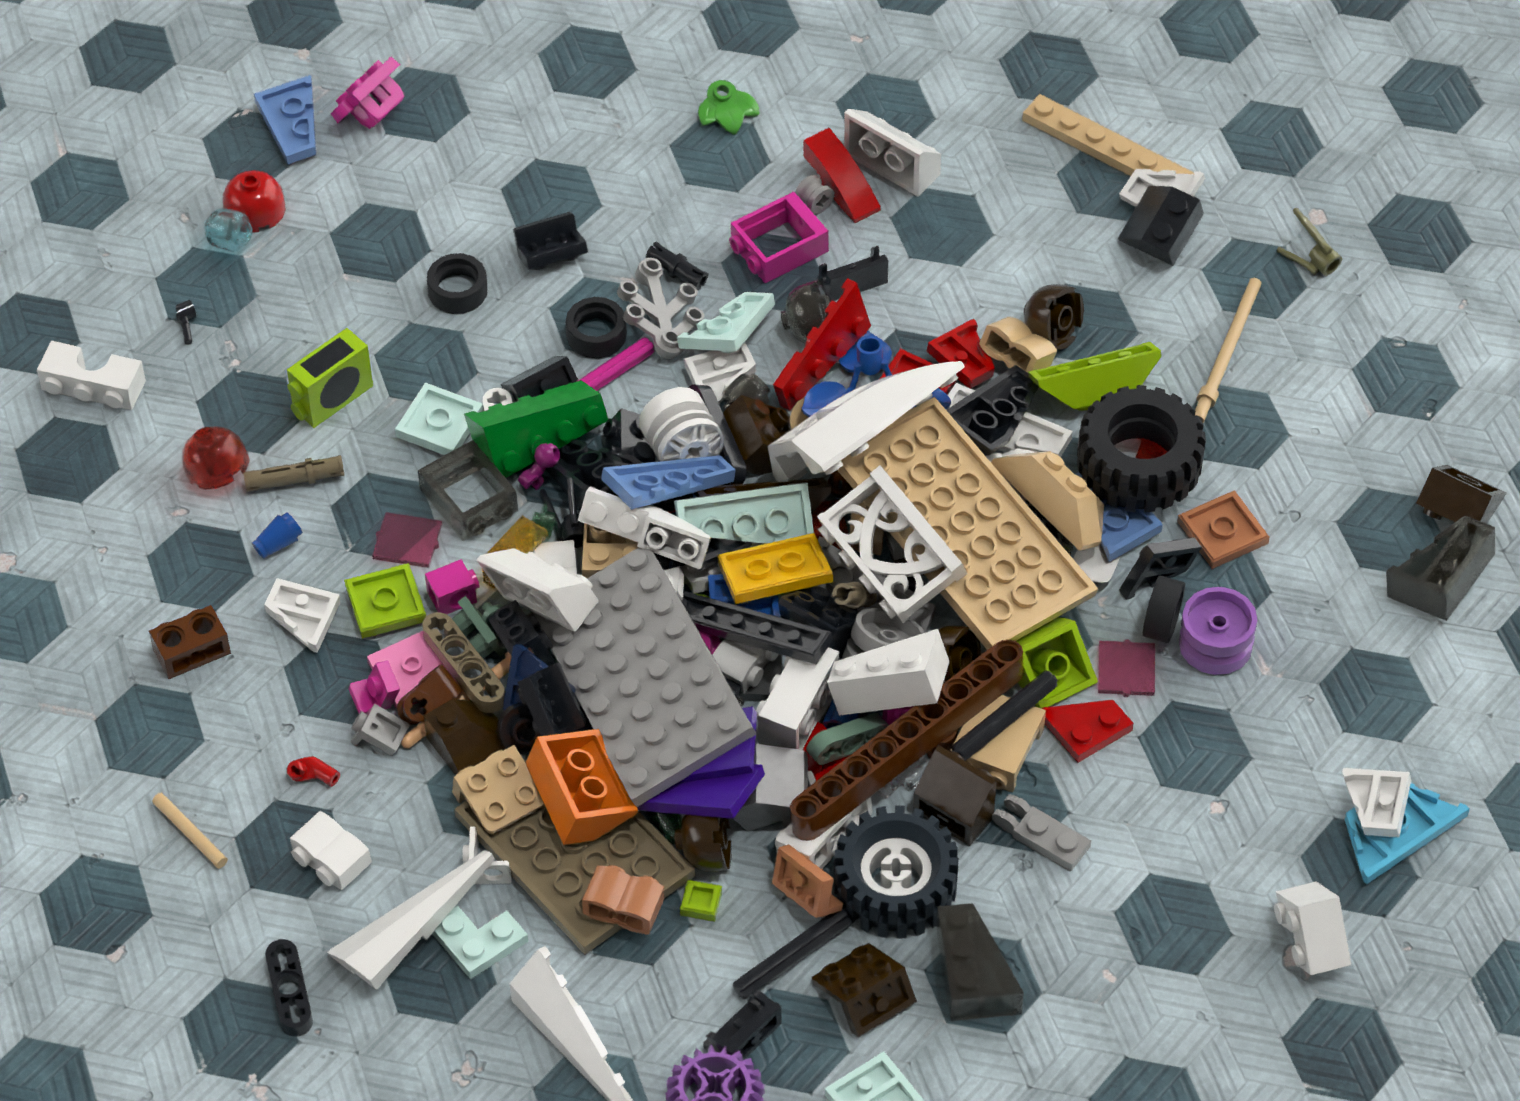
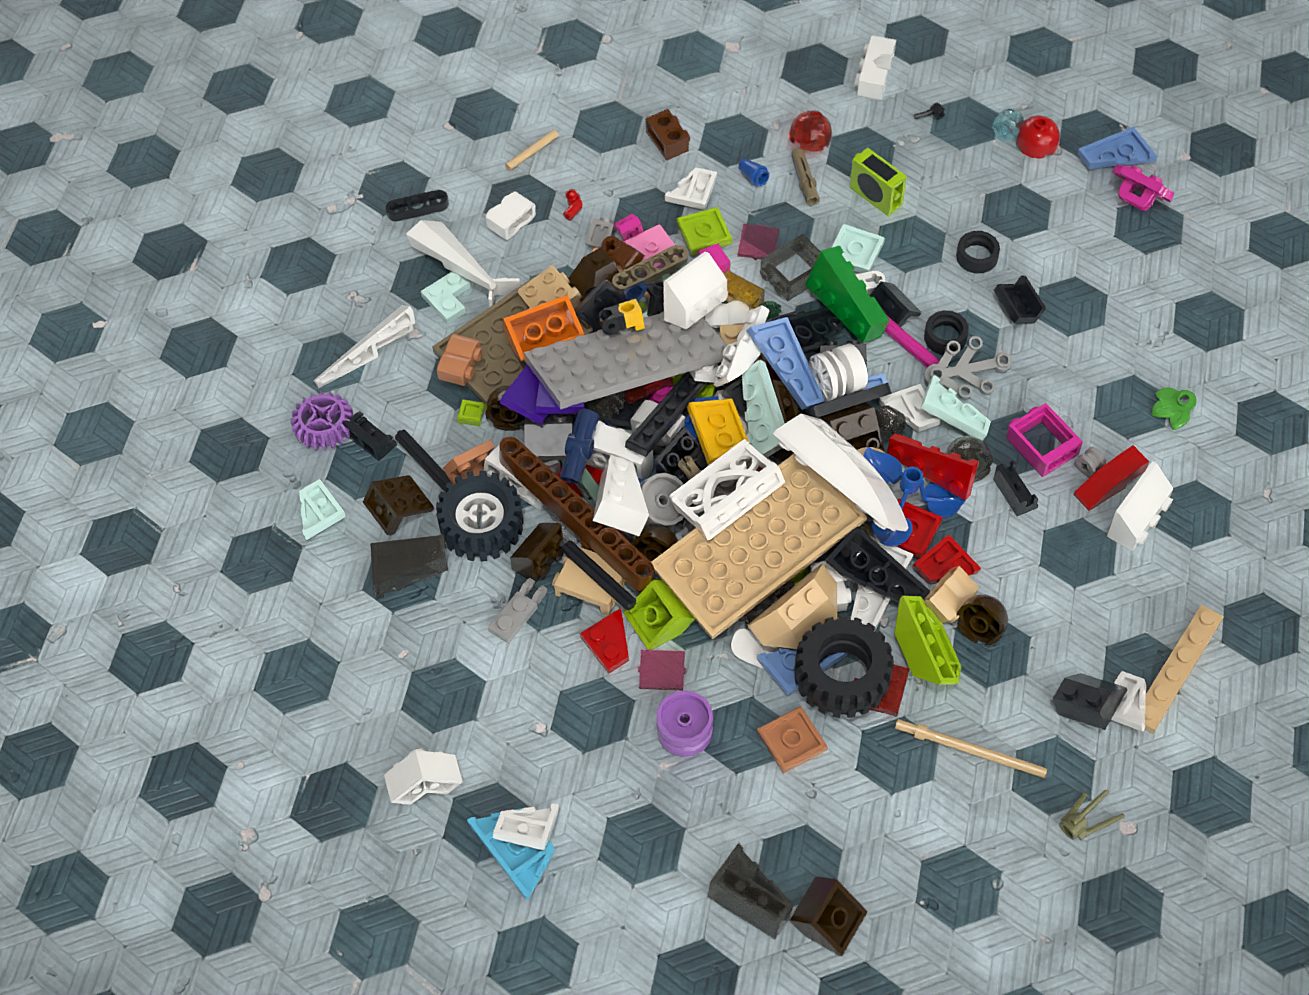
camera: 90 degrees right, 5 degrees up
(545, 457) = (817, 302): magenta arm -> none
(580, 672) = (621, 317): none -> leg
(677, 265) = (1010, 378): black pin -> none
(815, 716) = (579, 446): none -> dark blue piece
(1160, 559) = (749, 690): black wing -> none
(1163, 609) = (704, 682): black tyre -> none

